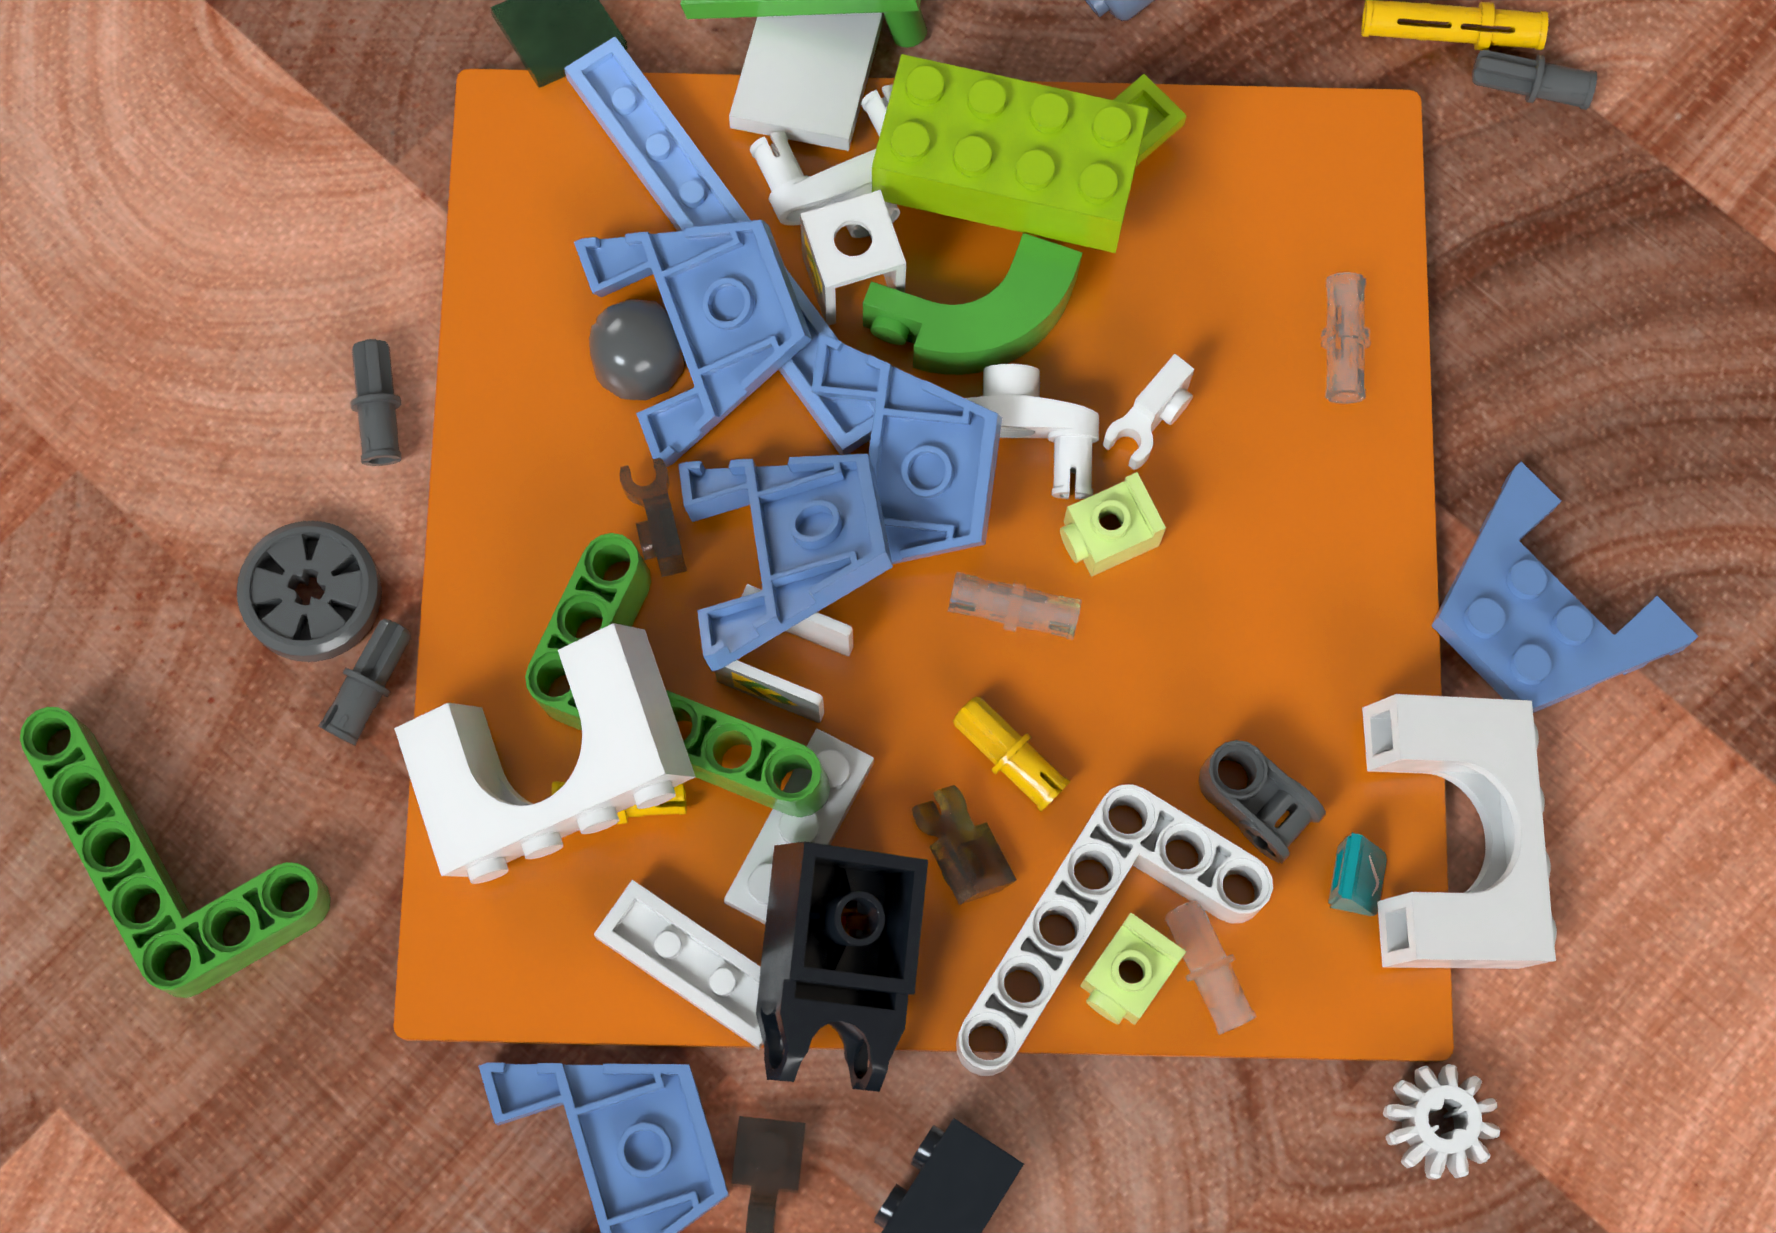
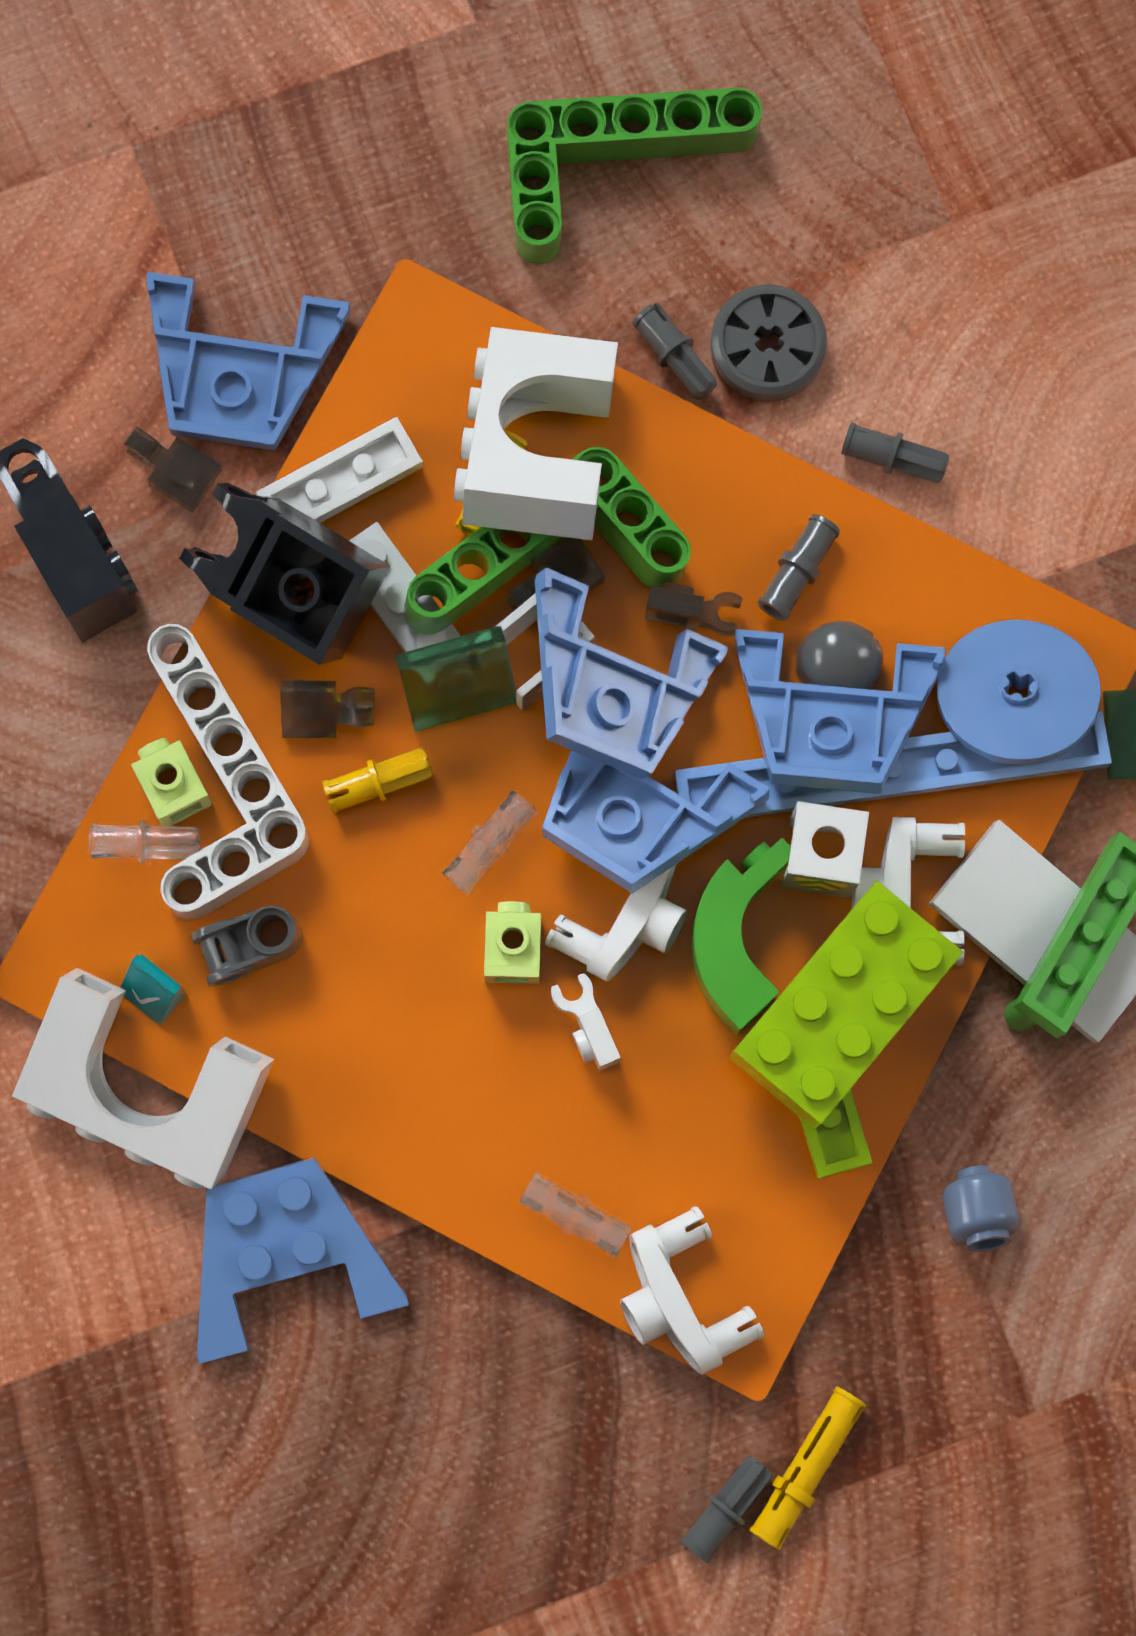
camera: 115 degrees right, 5 degrees up
(555, 432) = (798, 567): none -> dark grey pin
(591, 109) = (1012, 728): none -> medium blue piece
(688, 674) = (567, 558): none -> clear smoke plate
(862, 711) = (457, 678): none -> tile
(1385, 213) = (663, 1305): none -> white connector

